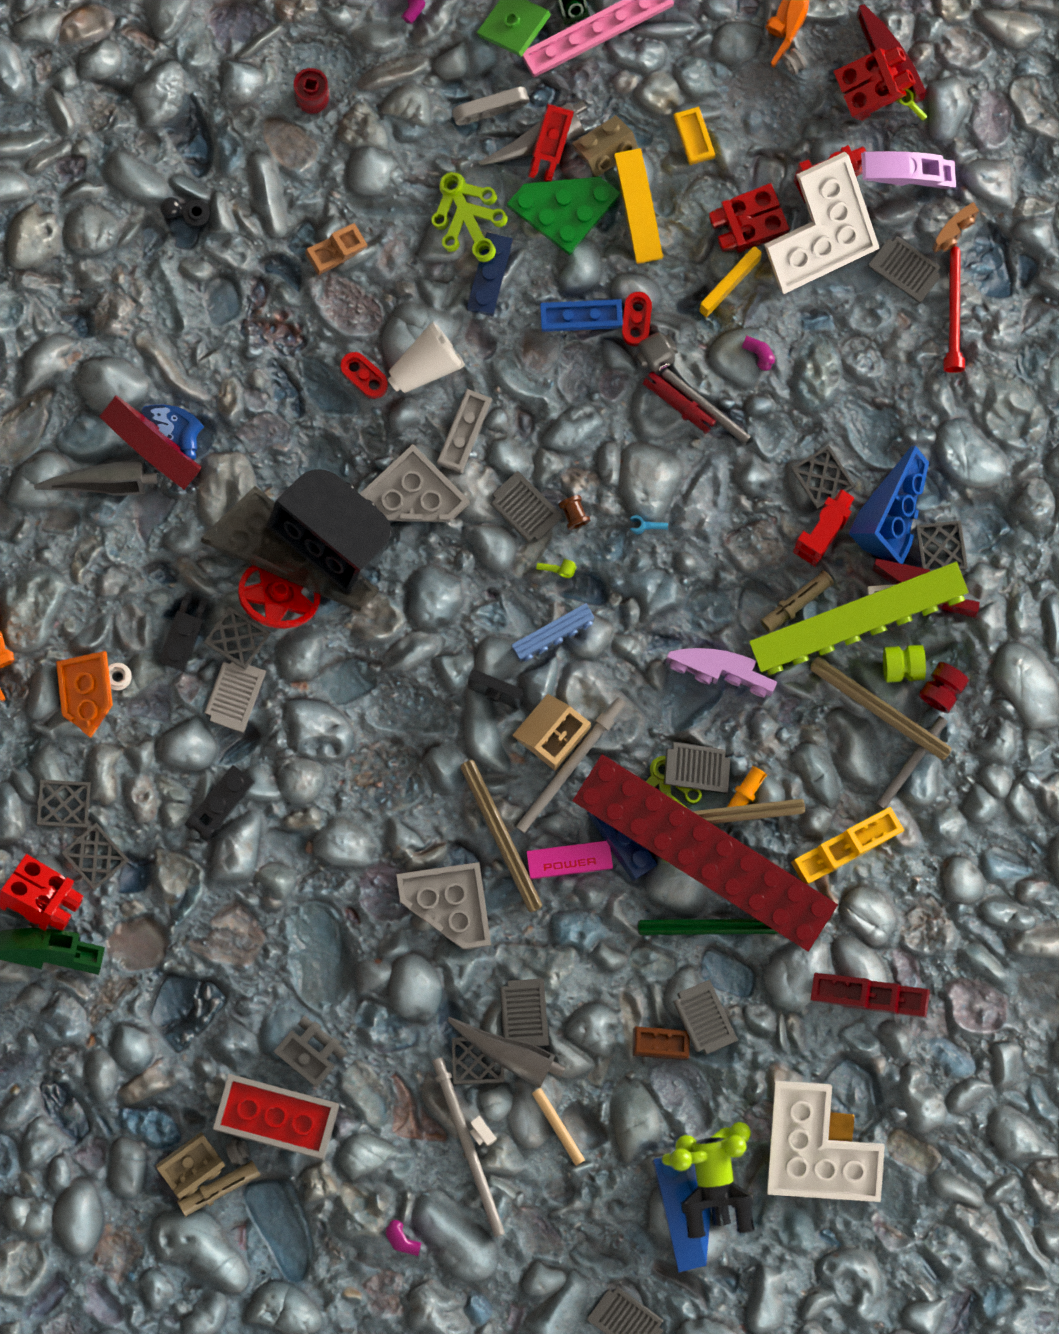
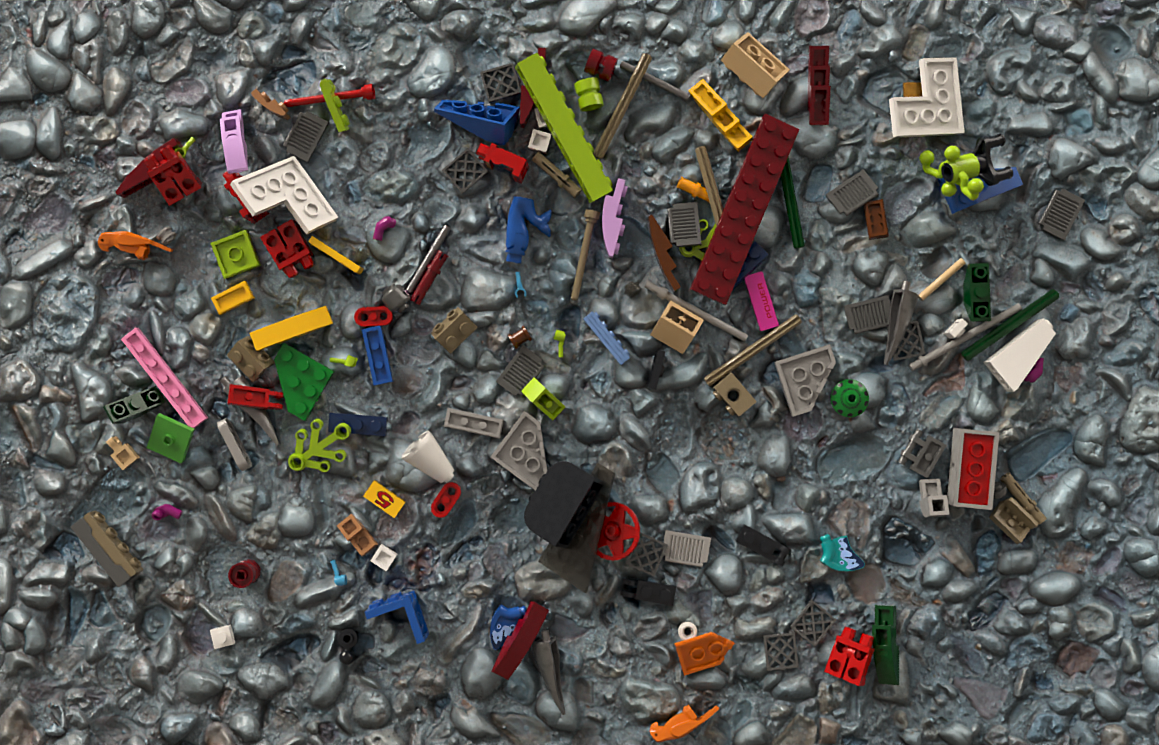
camera: 95 degrees left, 10 degrees up
(186, 909) = (839, 554): none -> teal arm
(220, 303) = (412, 607): none -> blue bracket
(229, 49) = (222, 636): none -> white plate
(243, 1052) = (932, 501): none -> light grey brick
(278, 215) = (338, 579): none -> dark azure hand
(298, 279) = (384, 557): none -> white plate
(379, 293) = (384, 499): none -> yellow tile
(409, 979) = (840, 396): none -> green dish
(428, 1217) = (1019, 355): none -> white slope
(434, 810) = (744, 398): none -> dark tan brick
(475, 1215) = (1010, 324): none -> dark green axle
(481, 530) = (543, 399): none -> lime slope
(529, 1169) = (977, 292): none -> dark green slope
(580, 278) = (350, 361): none -> lime hand
(599, 424) = (453, 330): none -> dark tan bracket
(616, 680) = (632, 289): none -> clear smoke plate
(669, 728) = (661, 246): none -> reddish brown slope
(724, 532) = (517, 233): none -> blue piece
(726, 639) = (591, 219): none -> dark tan piece
(754, 149) = (235, 254): none -> lime tile
(848, 585) = (539, 141): none -> white plate
(913, 907) = (754, 65): none -> tan slope
(939, 311) = (334, 104): none -> lime hinge

